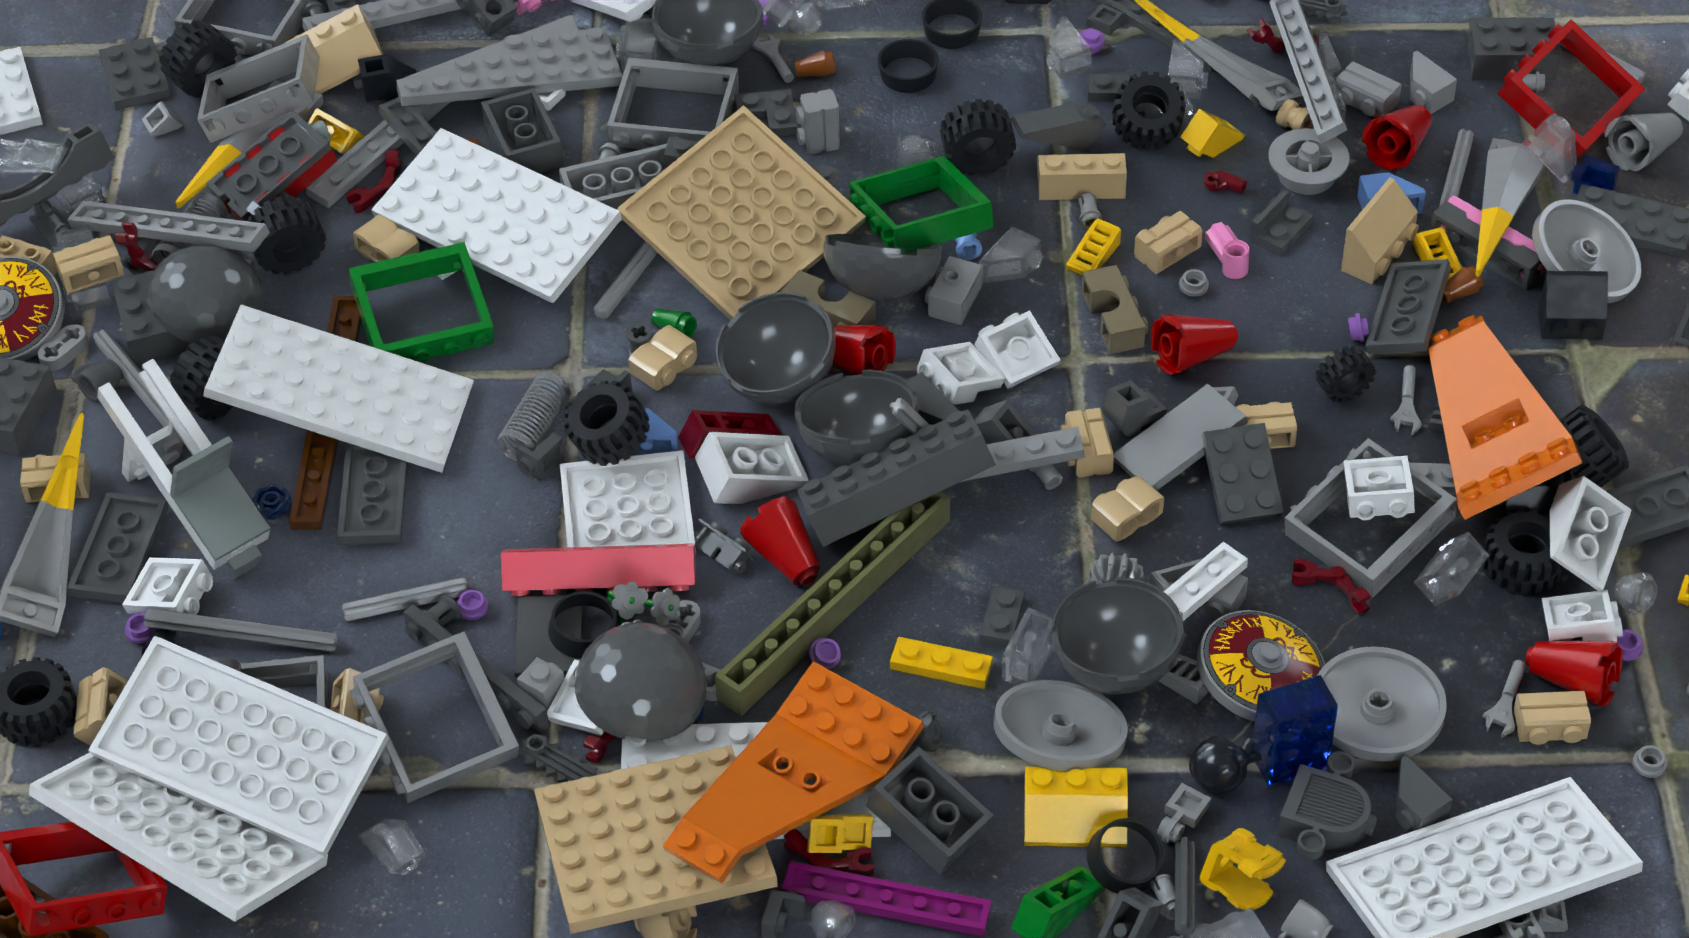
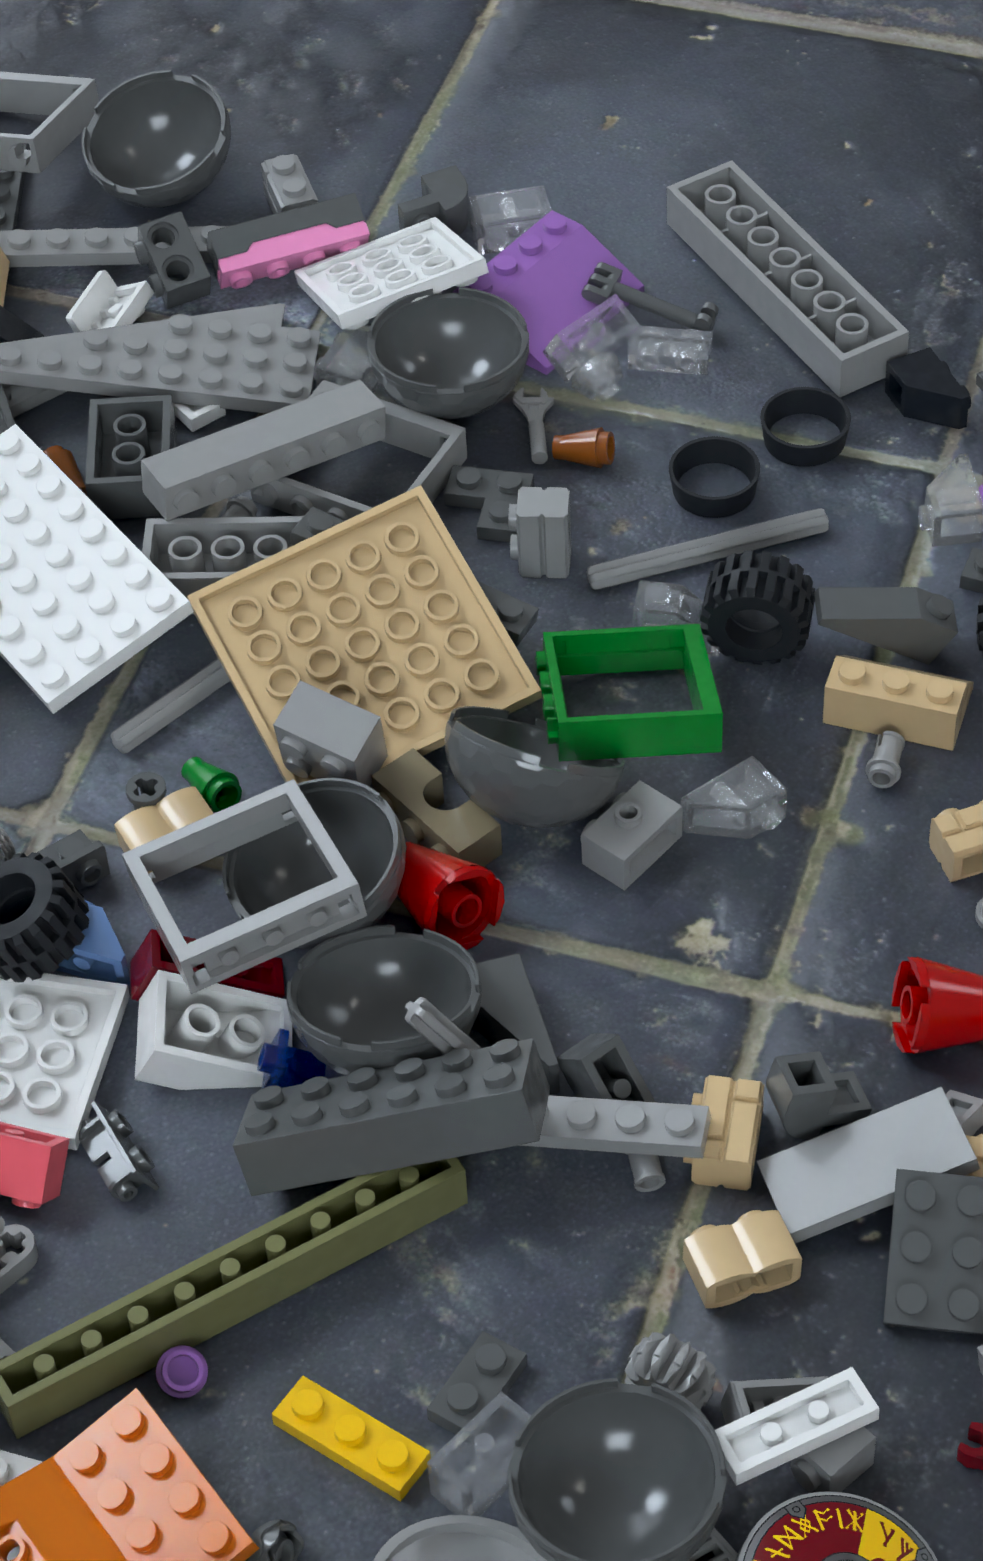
camera: 20 degrees right, 0 degrees up
(453, 41) = (108, 305): none -> white bracket
(617, 108) = (262, 449): none -> light grey brick
(750, 271) = (329, 737): none -> light grey brick
(765, 397) = (261, 934): none -> light grey window
(782, 540) = (198, 1169): red cone -> none
(804, 469) = (285, 1064): none -> clear blue bracket
(922, 111) = (707, 549): none -> light grey axle
(959, 371) = (580, 966): white plate -> none
(968, 247) = (685, 769): light blue bush -> none
(1017, 348) = (682, 951): white plate -> none
(1101, 233) = (886, 798): yellow slope -> none
(1109, 291) = (859, 953): dark tan arch -> none

